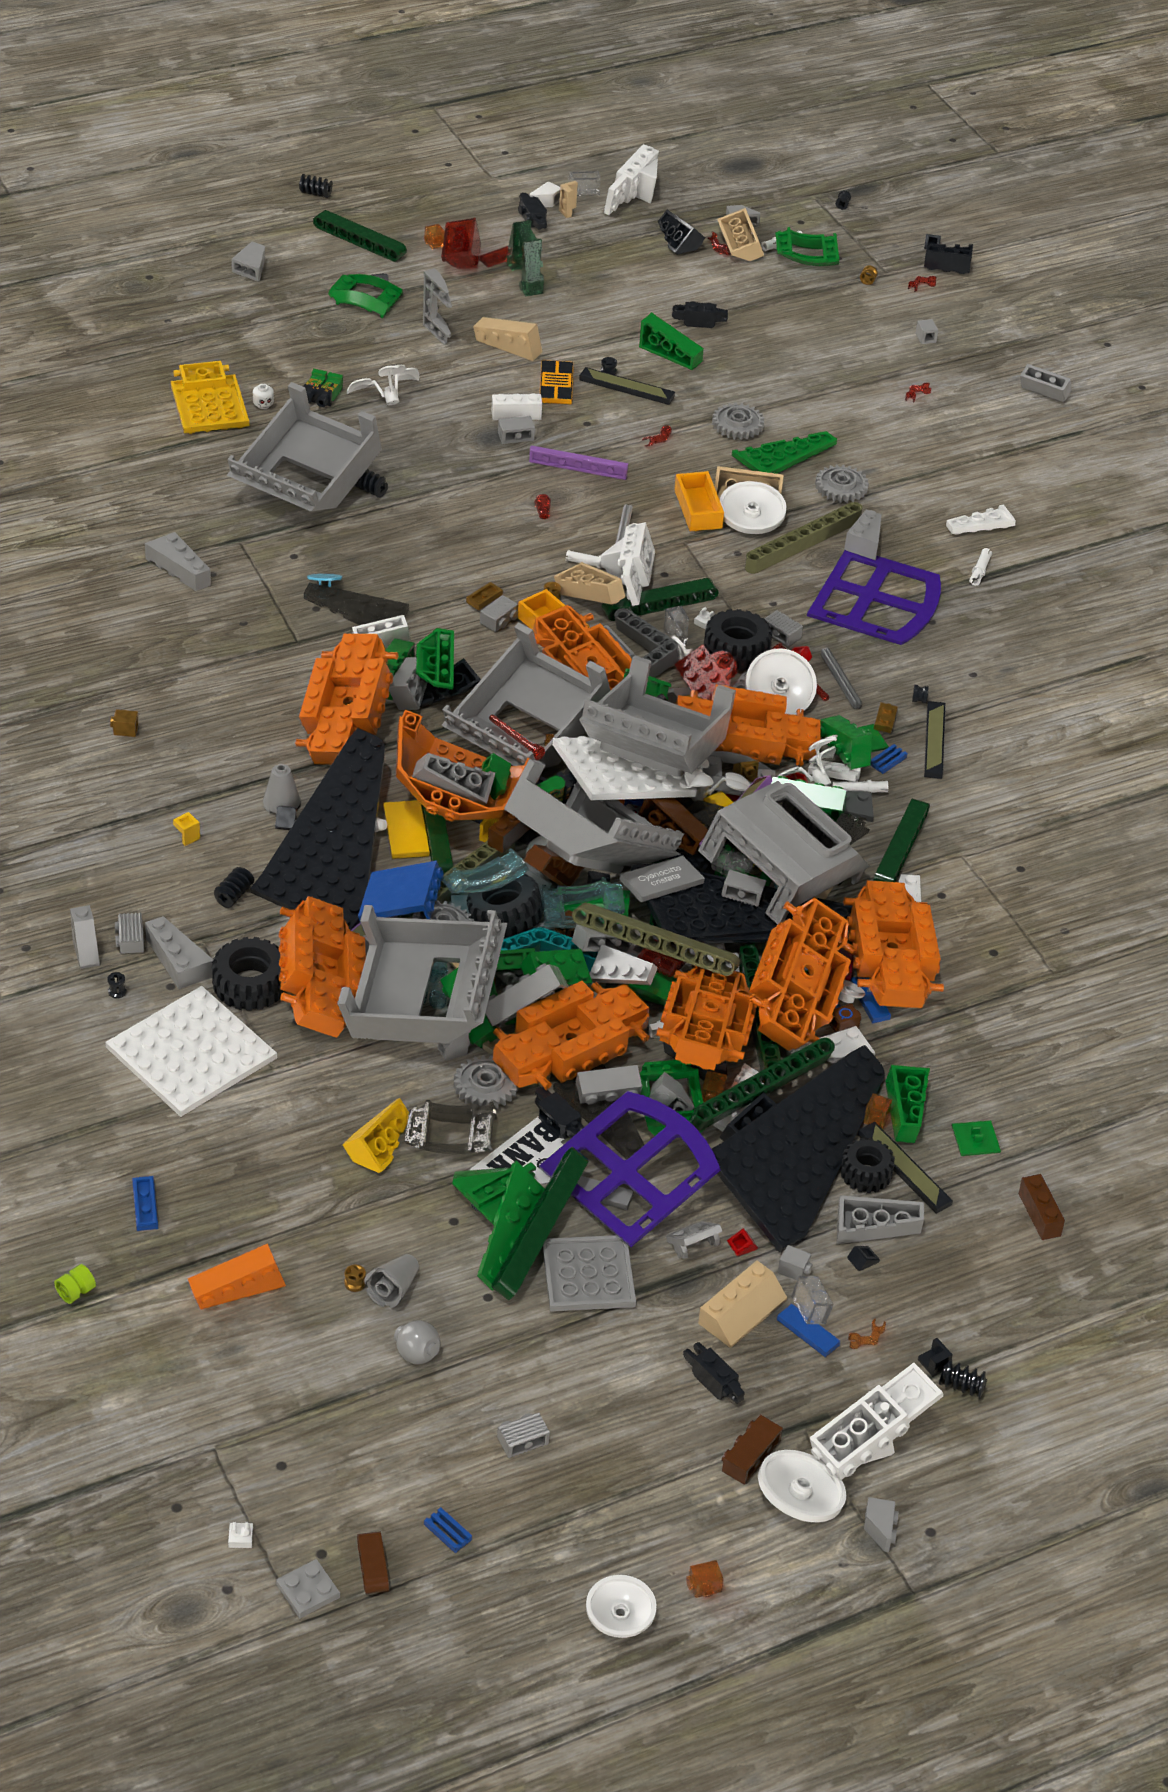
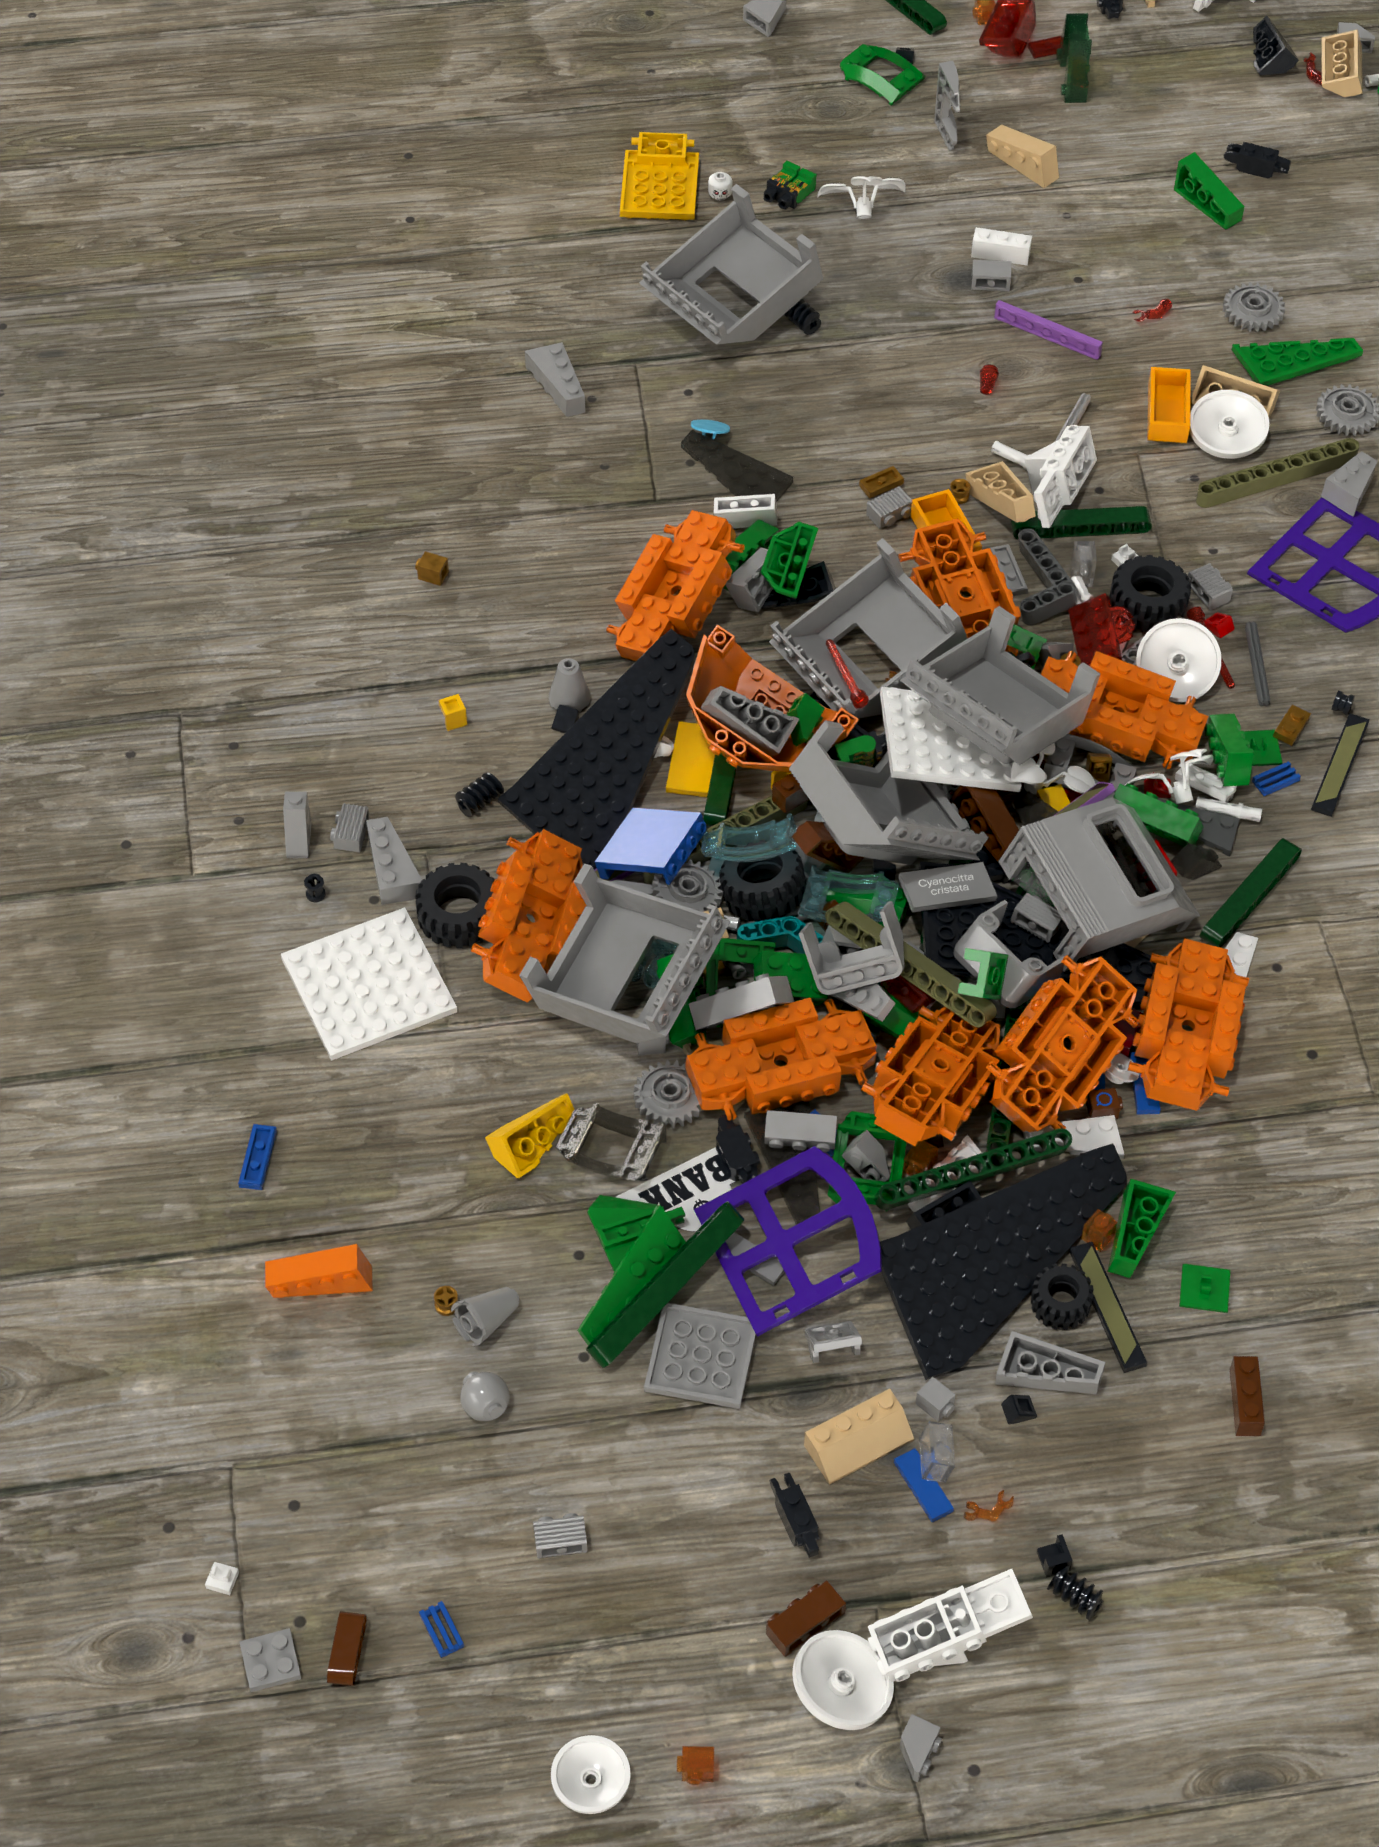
camera: 20 degrees right, 10 degrees up
(76, 1282) = (149, 1238): lime wheel -> none
(556, 382) = (1060, 220): black tile -> none
(609, 365) = (1127, 210): black wheel -> none
(617, 948) = (840, 972): none -> light grey windscreen
(627, 385) = (1141, 238): tile -> none
(727, 926) = (1021, 978): none -> light grey windscreen
(728, 930) = (990, 974): none -> green panel
(742, 1243) = (888, 1358): red slope -> none

